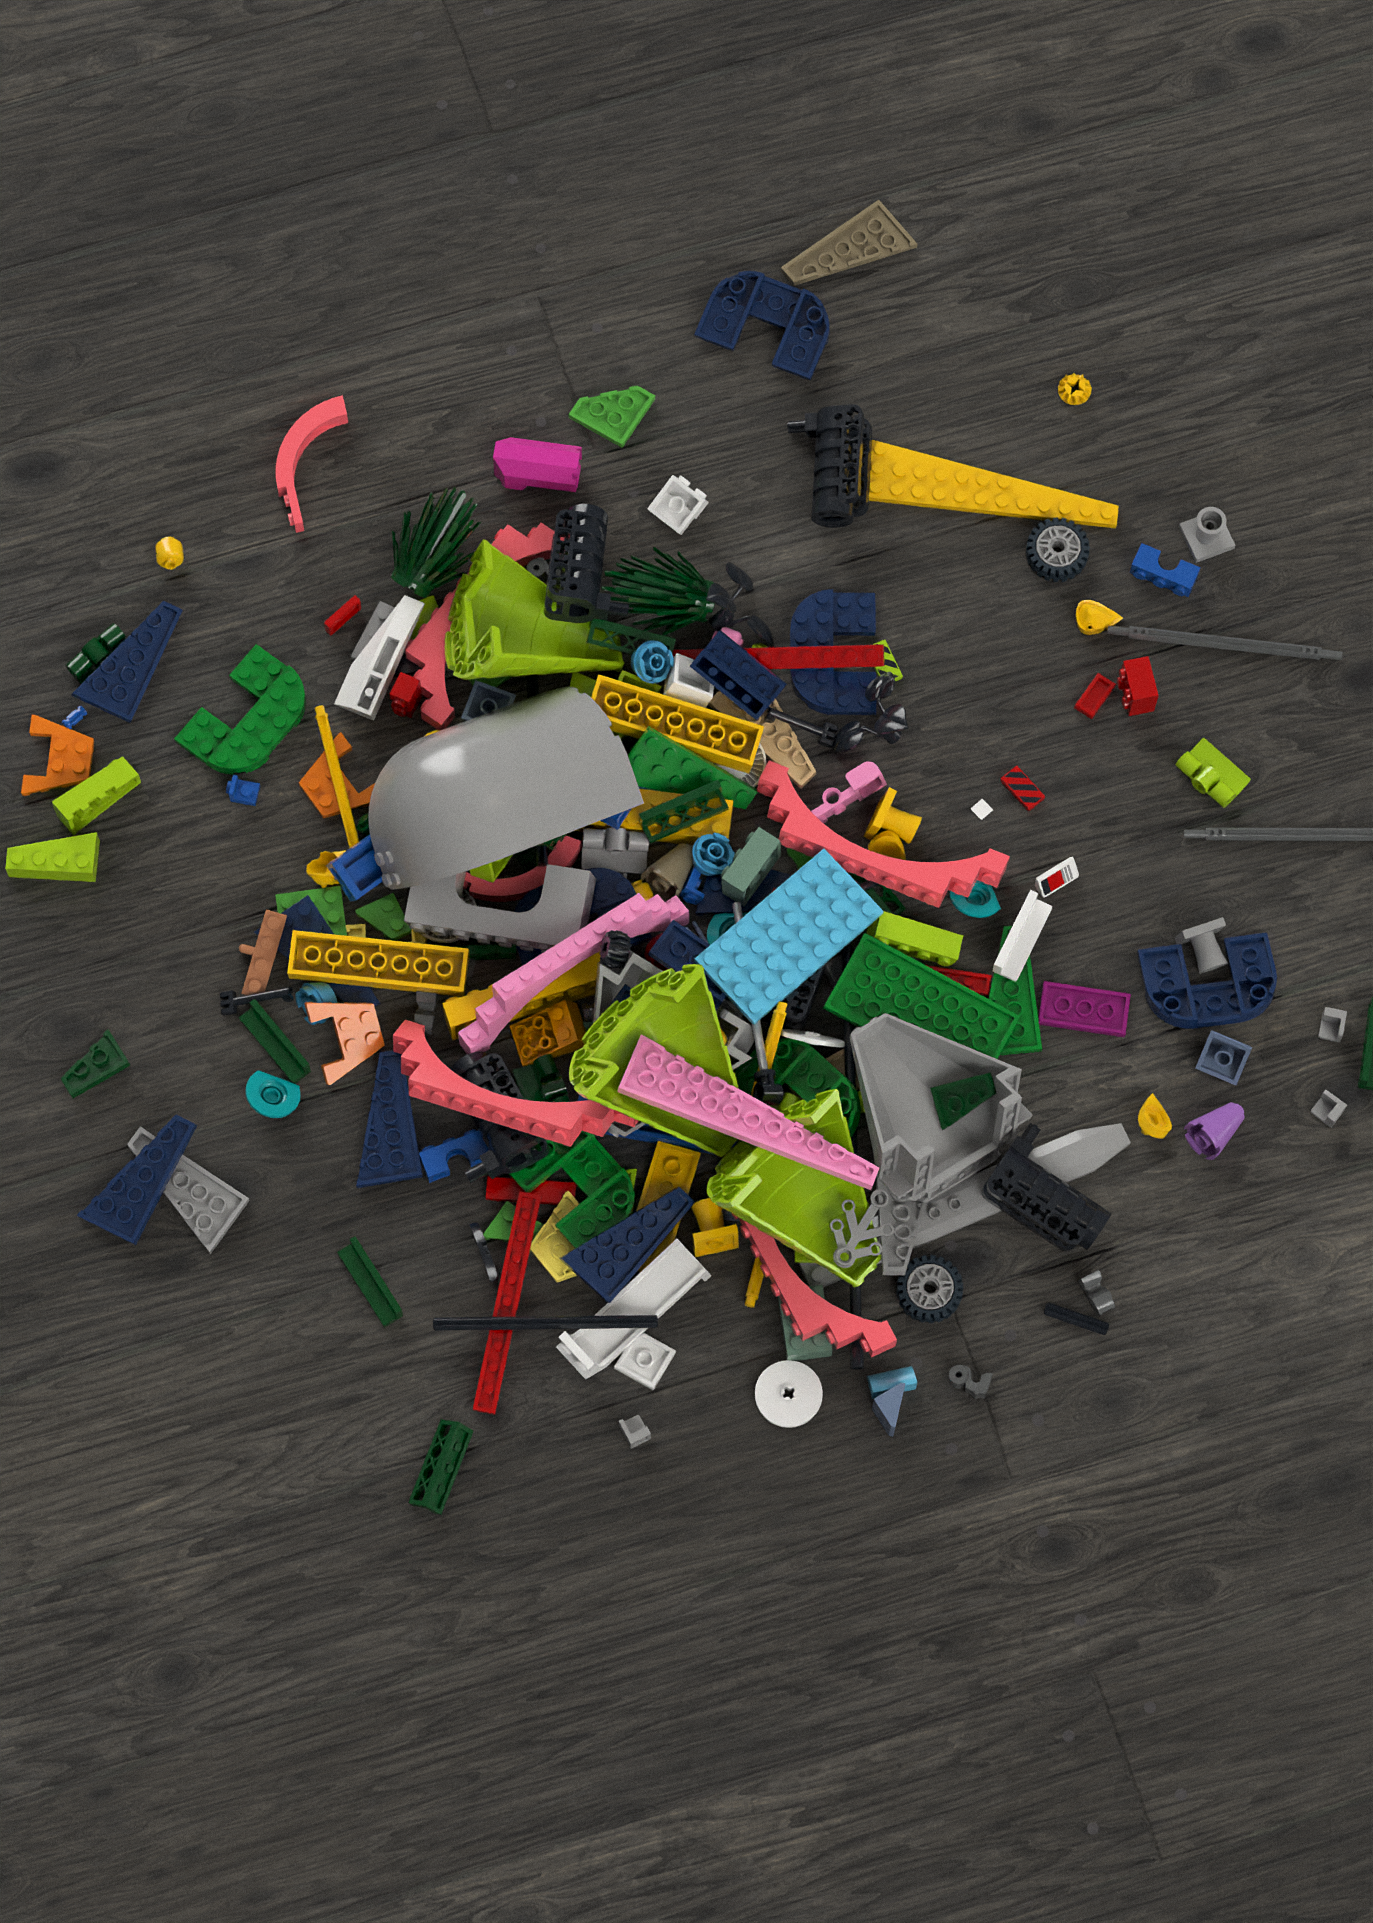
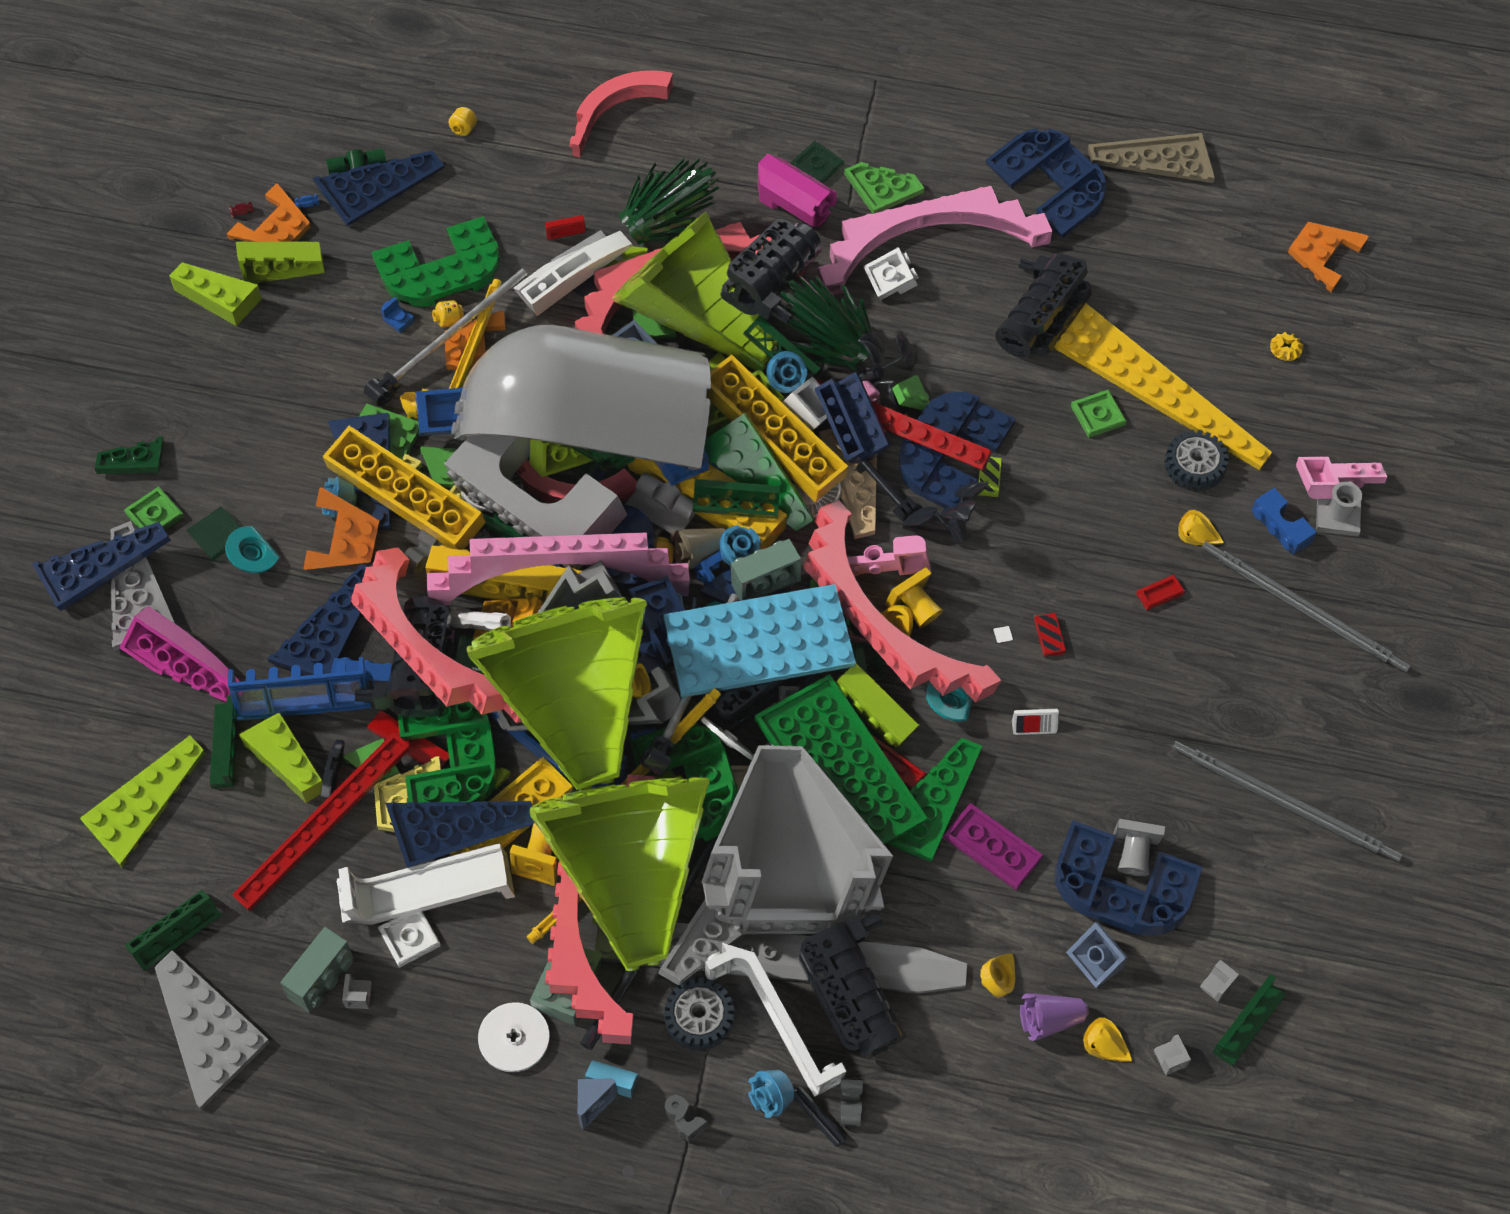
camera: 30 degrees right, 10 degrees down
(16, 759) = (241, 209): none -> dark red piece
(152, 1106) = (154, 508): none -> bright green tile
(223, 1095) = (213, 532): none -> clear green tile
(233, 1001) = (275, 464): black hinge -> none
(263, 952) = (320, 440): nougat plate -> none
(271, 1225) = (174, 652): none -> dark pink wedge
(275, 1042) = (284, 514): dark green fence -> none
(280, 875) = (381, 392): none -> flat silver piece
(292, 764) = (447, 313): none -> yellow head
(331, 1380) = (136, 806): none -> lime wing
(405, 695) = (571, 304): red brick -> none
(414, 1204) = (298, 693): none -> blue window
(430, 1263) = (281, 752): none -> lime wedge
(533, 1532) = (209, 1031): none -> light grey wing
(535, 419) = (818, 162): none -> clear green tile
(540, 1043) = (478, 620): none -> white axle
(545, 1322) = (341, 854): black axle -> none
(594, 1431) = (317, 970): none -> sand green brick
(615, 949) = (592, 562): black gear -> none
(690, 1093) = (580, 718): bright pink wing -> none
(712, 392) = (971, 207): none -> bright pink arch
(770, 619) = (911, 393): none -> bright green wing
(859, 1232) = (659, 921): light grey plant -> none
(944, 547) = (1098, 413): none -> bright green tile
(961, 1097) = (827, 856): dark green wing -> none
(999, 1254) = (746, 961): none -> white panel
(1022, 937) = (971, 753): white panel -> none
(1029, 1320) = (771, 1092): none -> dark azure cone
(1046, 268) = (1317, 245): none -> orange wing
(1138, 686) = (1202, 599): red brick -> none
(1179, 509) = (1321, 476): none -> bright pink plate
(1212, 773) = (1231, 707): lime panel -> none
(1269, 1125) = (1106, 1040): none -> yellow piece

